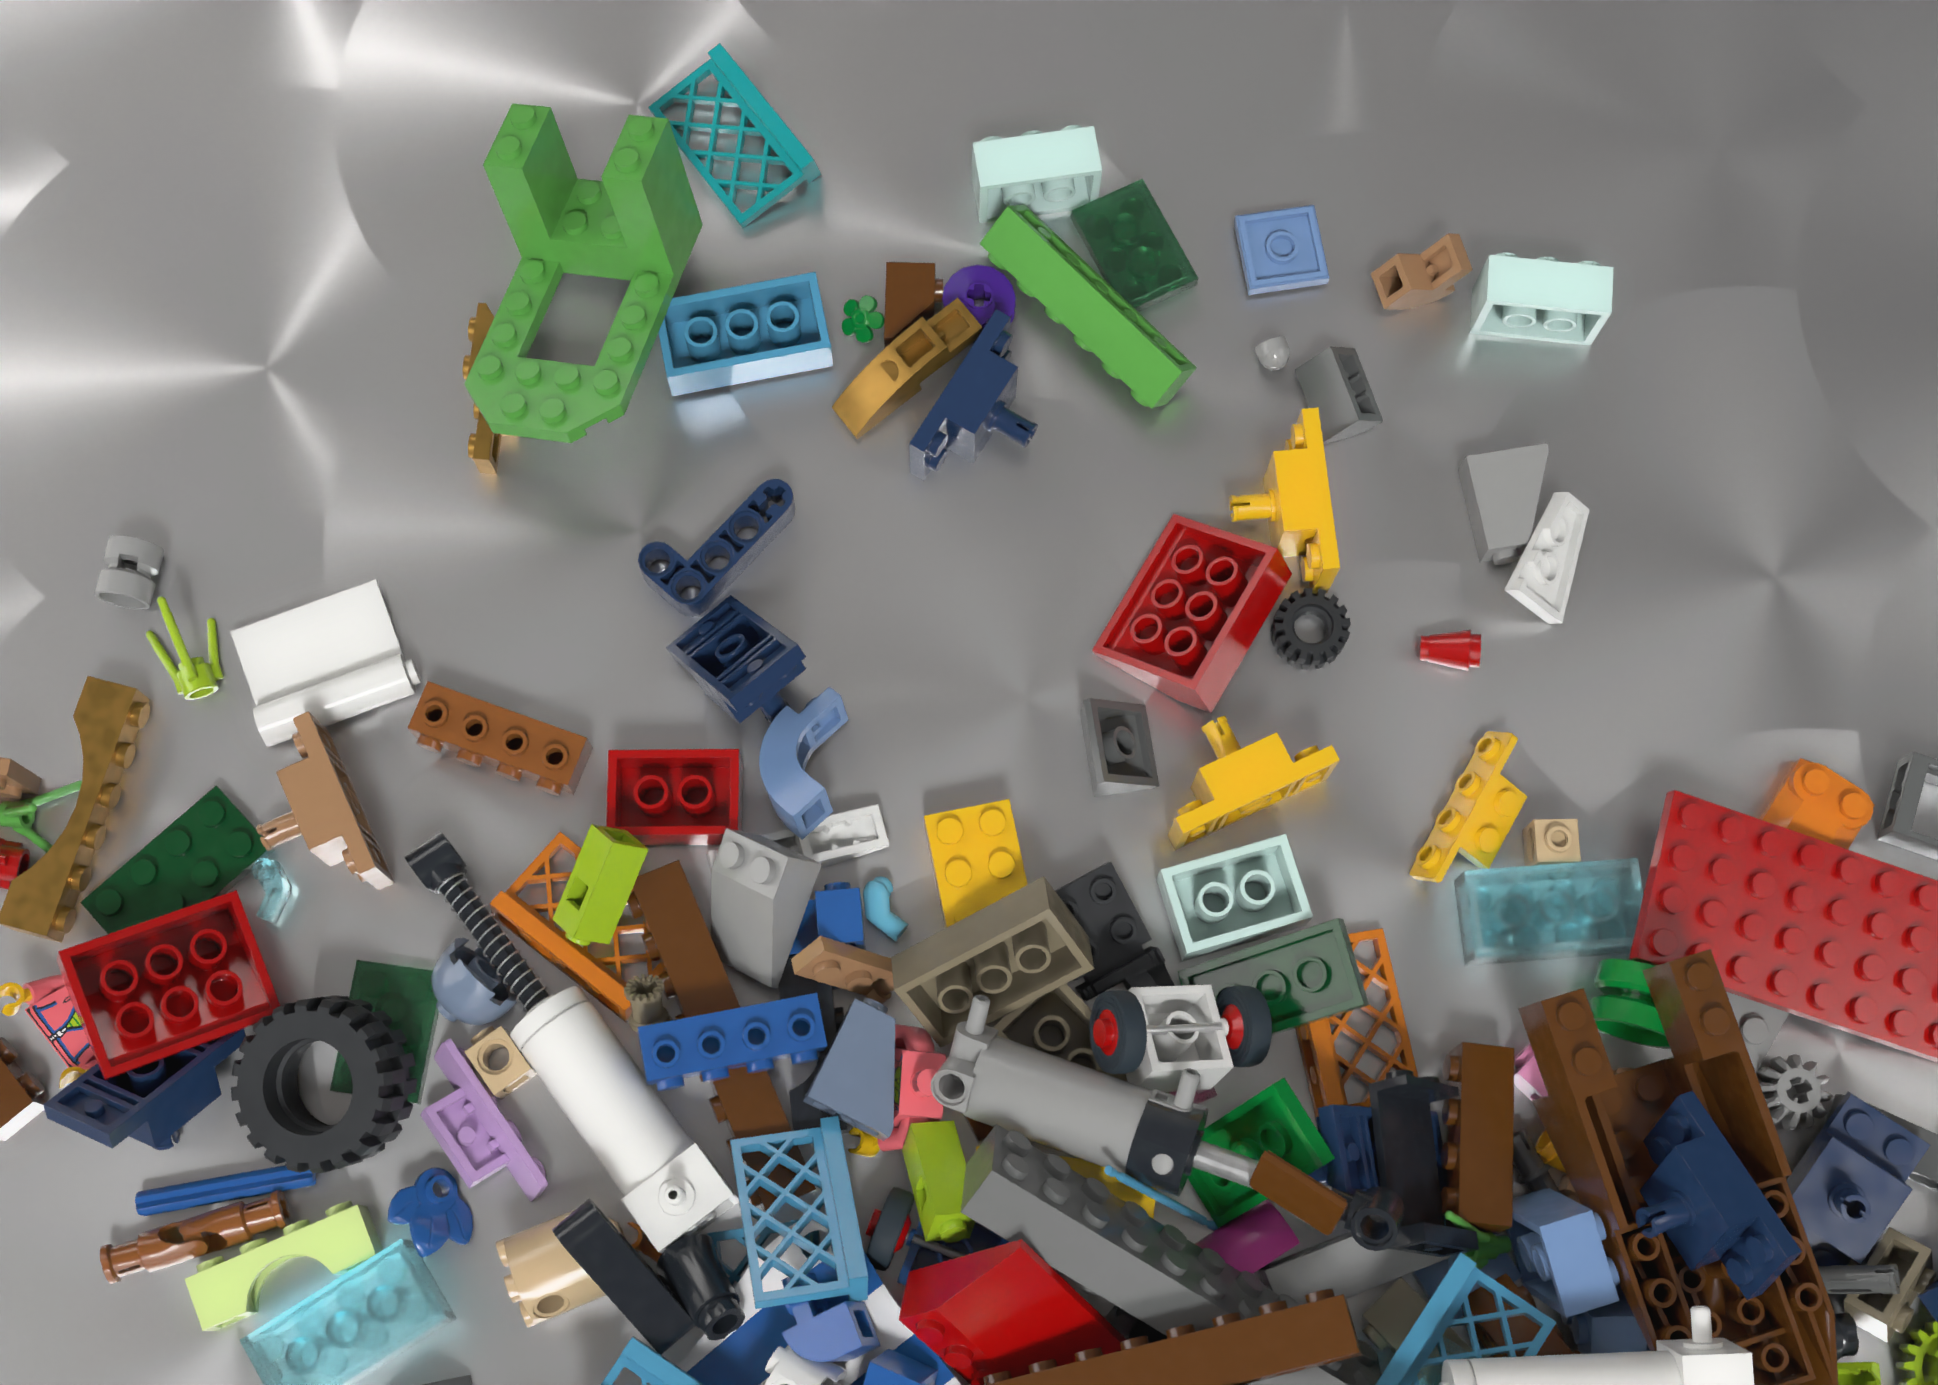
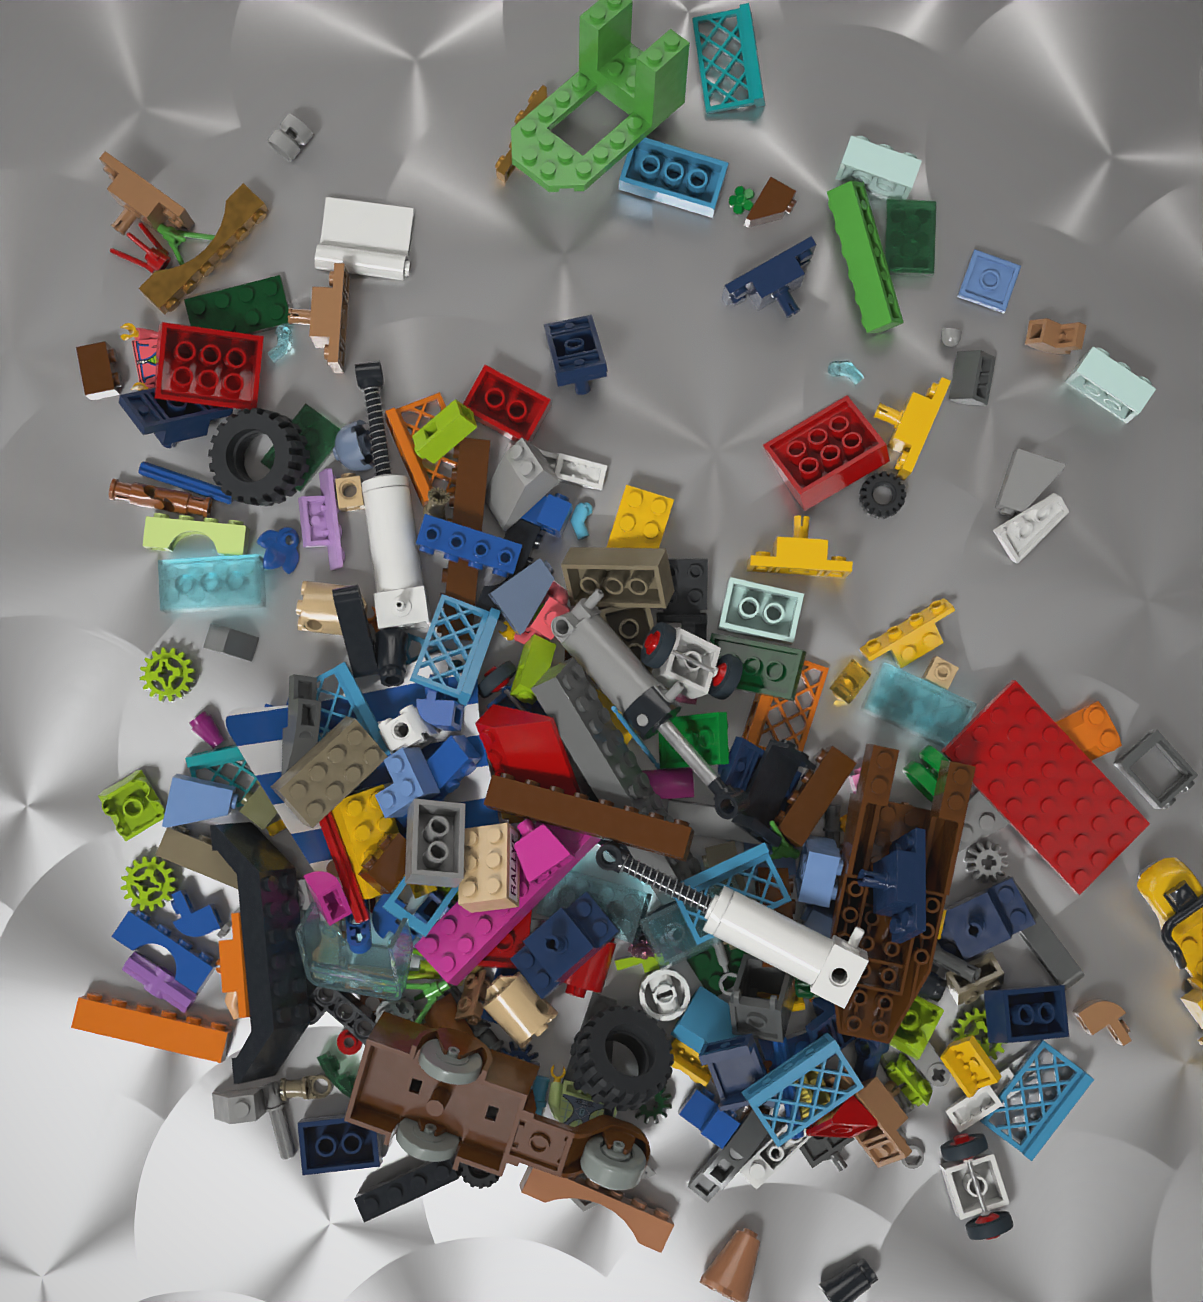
camera: 30 degrees right, 10 degrees up
(195, 676) = (297, 212): lime plant -> none
(499, 738) = (434, 327): dark orange brick -> none
(724, 543) = (602, 284): dark blue beam -> none
(783, 757) = (575, 413): medium blue arch -> none
(846, 968) = (544, 540): medium nougat plate -> none
(903, 365) = (748, 239): pearl gold slope -> none
(983, 284) = (802, 214): dark purple piece -> none
(1118, 747) = (747, 503): dark grey slope -> none
(1148, 478) = (845, 369): none -> clear light blue arm
(1298, 1193) = (699, 770): reddish brown slope -> none
(1428, 931) = (850, 681): none -> clear yellow tile
(1452, 649) = (950, 546): red cone -> none

